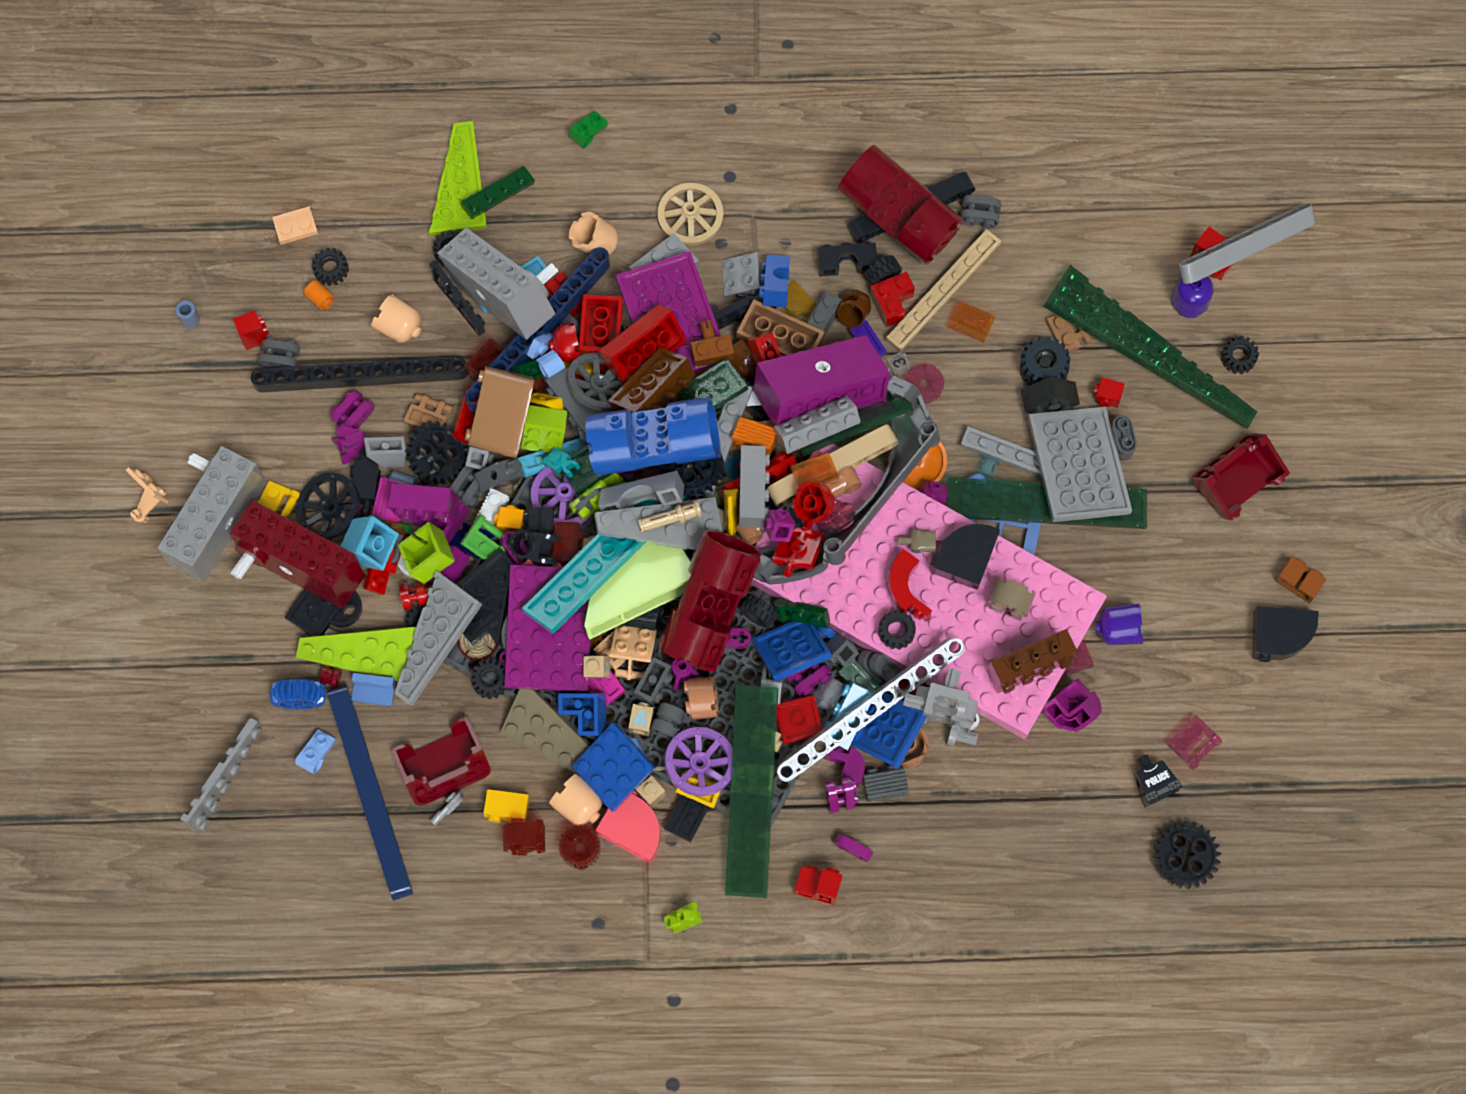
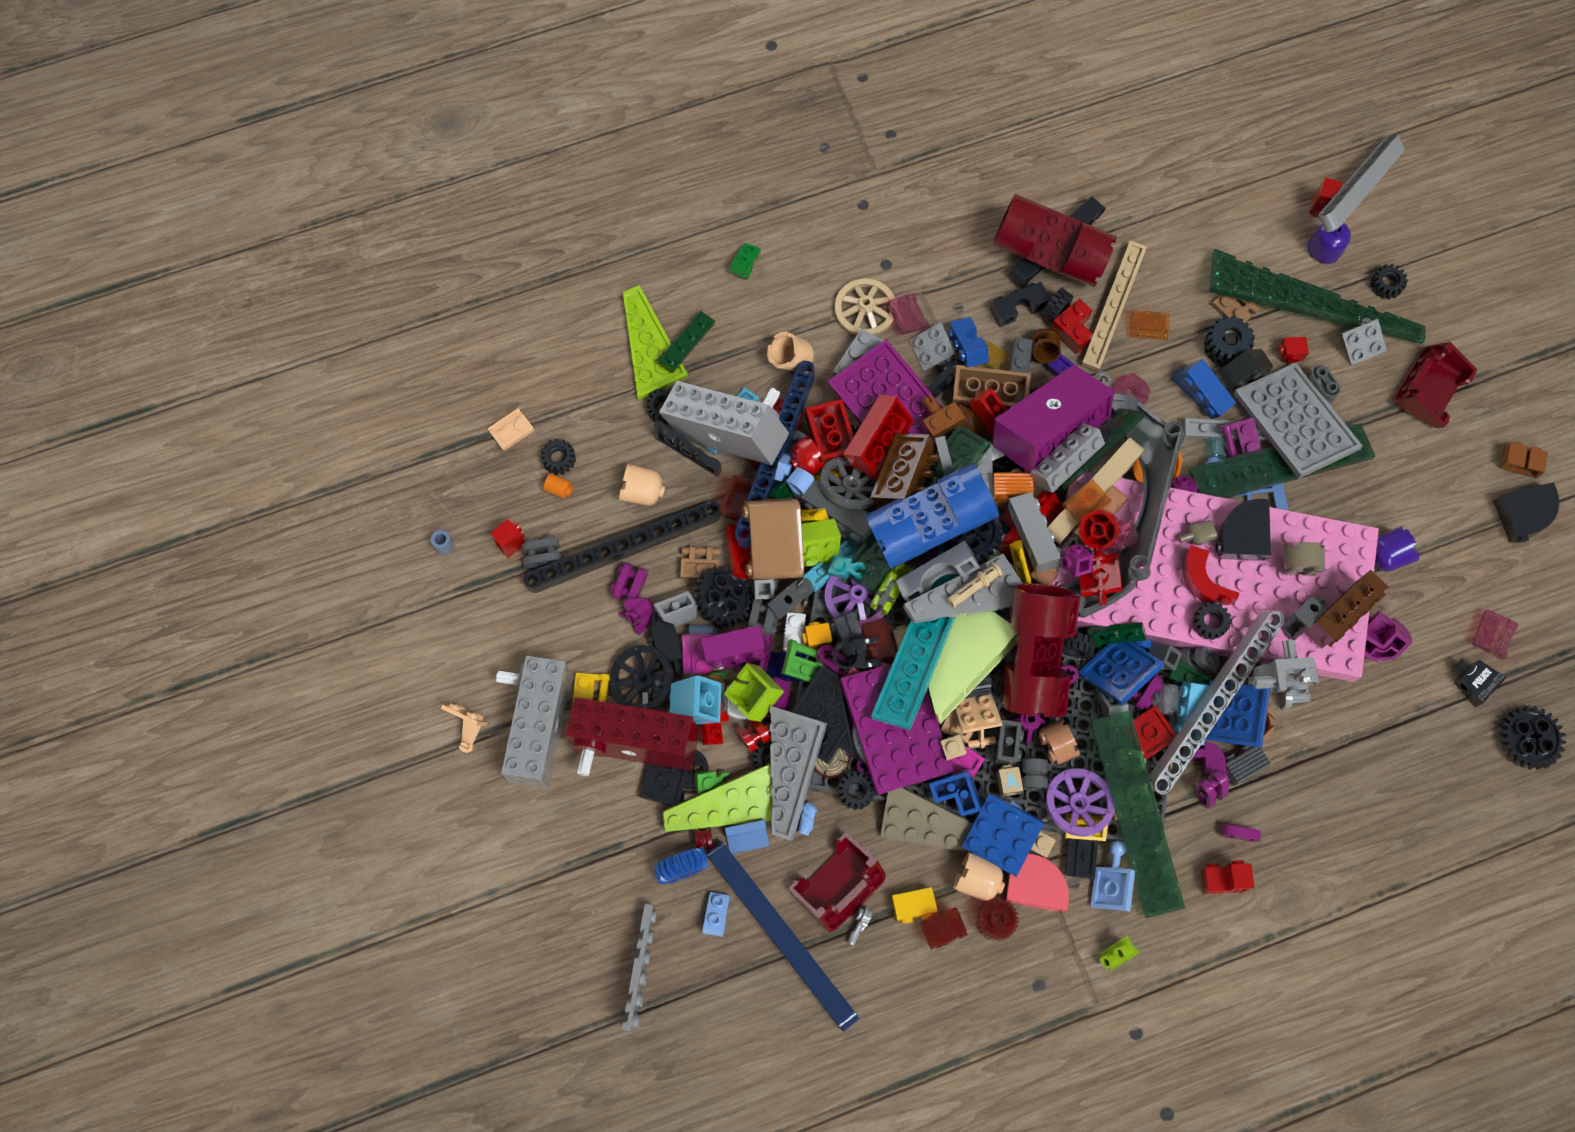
camera: 20 degrees left, 0 degrees up
(355, 623) = (708, 780): none -> bright green plate
(436, 691) = (807, 818): none -> light blue arm
(697, 381) = (944, 455): none -> light grey piece
(705, 850) = (1113, 885): none -> light blue plate
(723, 233) = (903, 315): none -> clear pink plate
(980, 211) = (1119, 224): dark grey brick -> none
(981, 655) = (1307, 614): none -> dark grey torso
(999, 404) = (1204, 388): none -> blue wedge
(1021, 462) = (1246, 435): none -> magenta plate
(1183, 407) = (1364, 341): none -> light grey hinge

